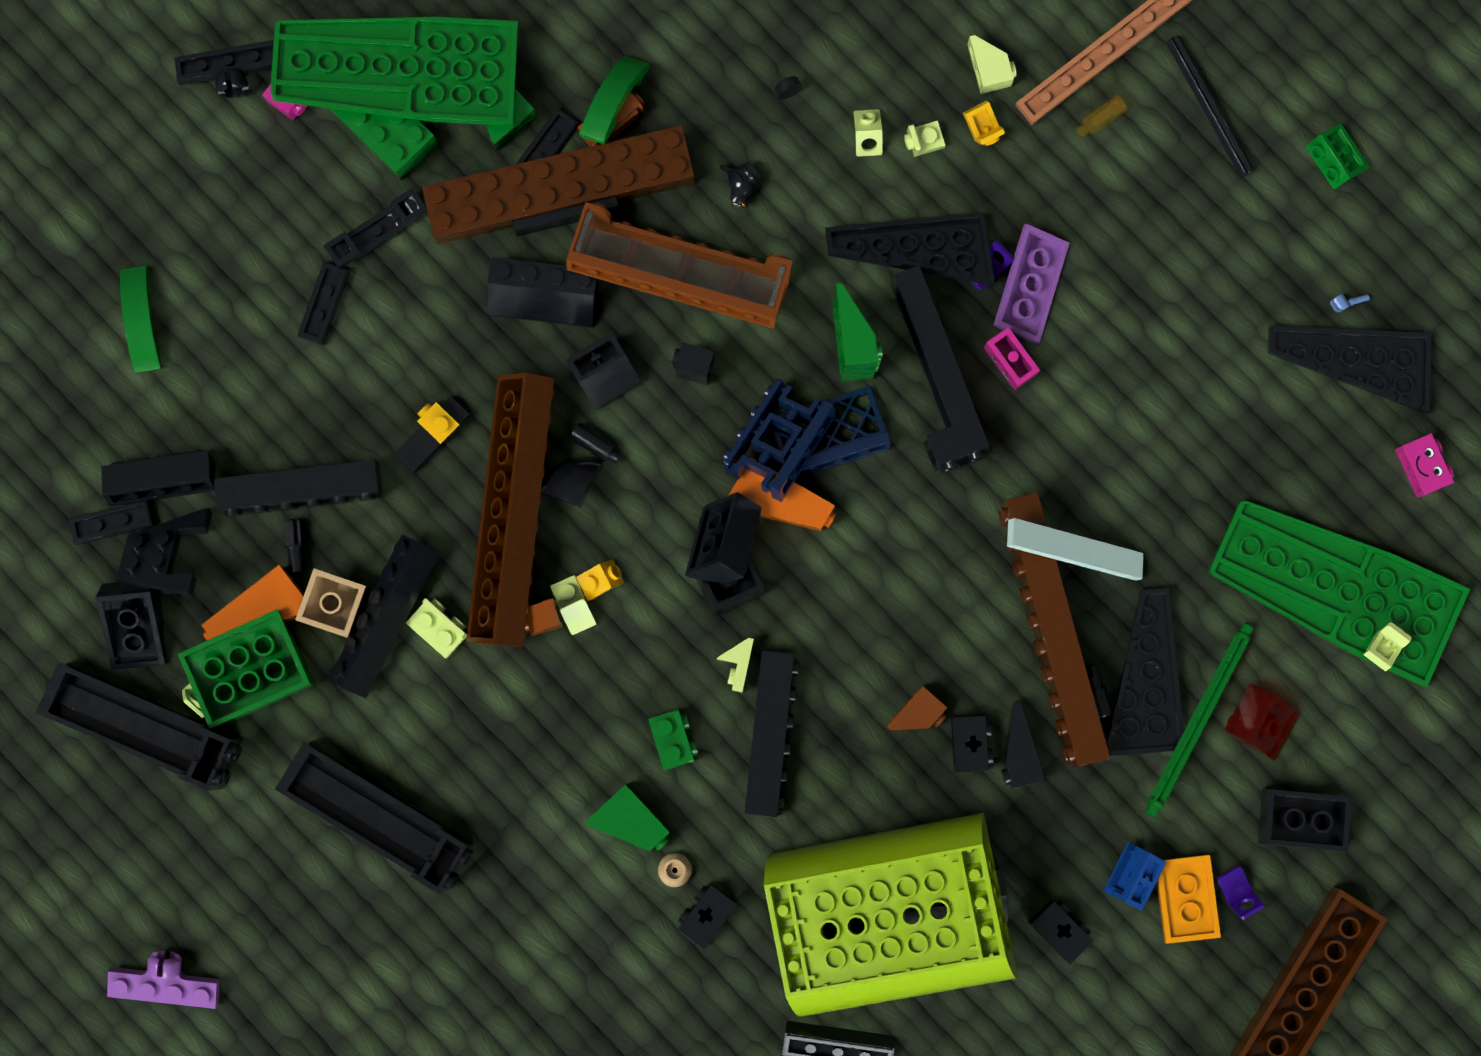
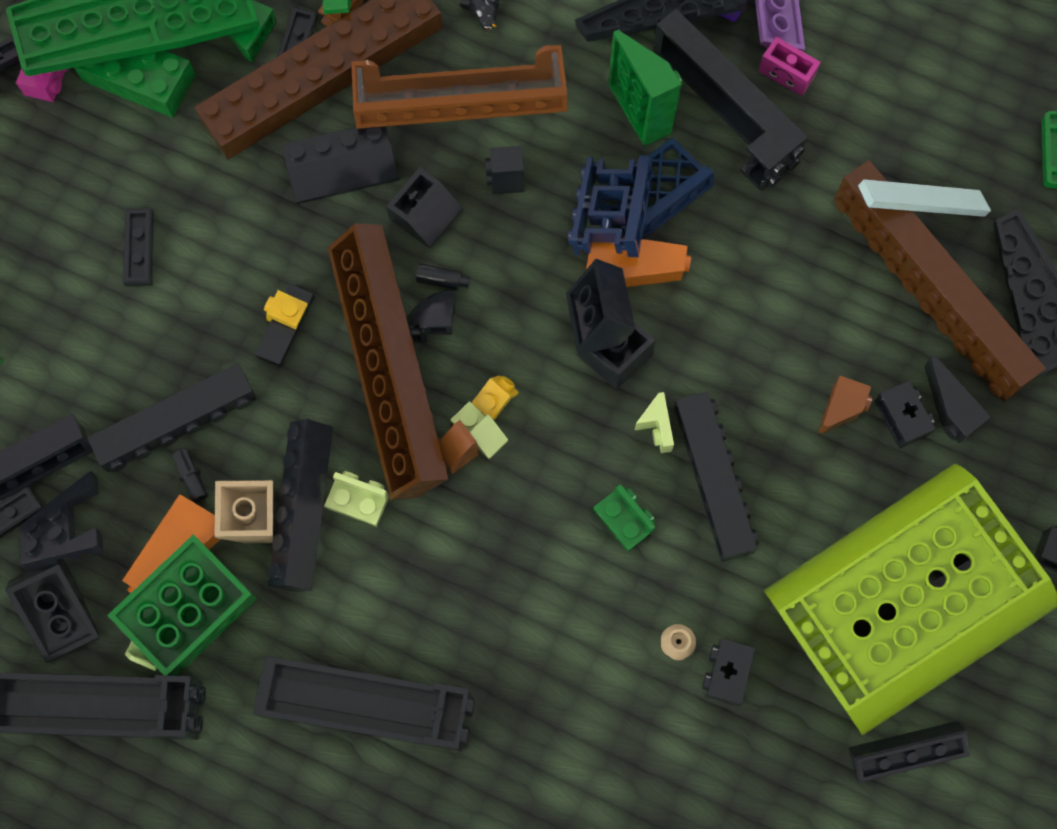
camera: 25 degrees left, 10 degrees down
(377, 230) = (167, 164): black slope -> none
(558, 218) = (326, 97): black tile -> none
(630, 820) = (617, 609): green slope -> none

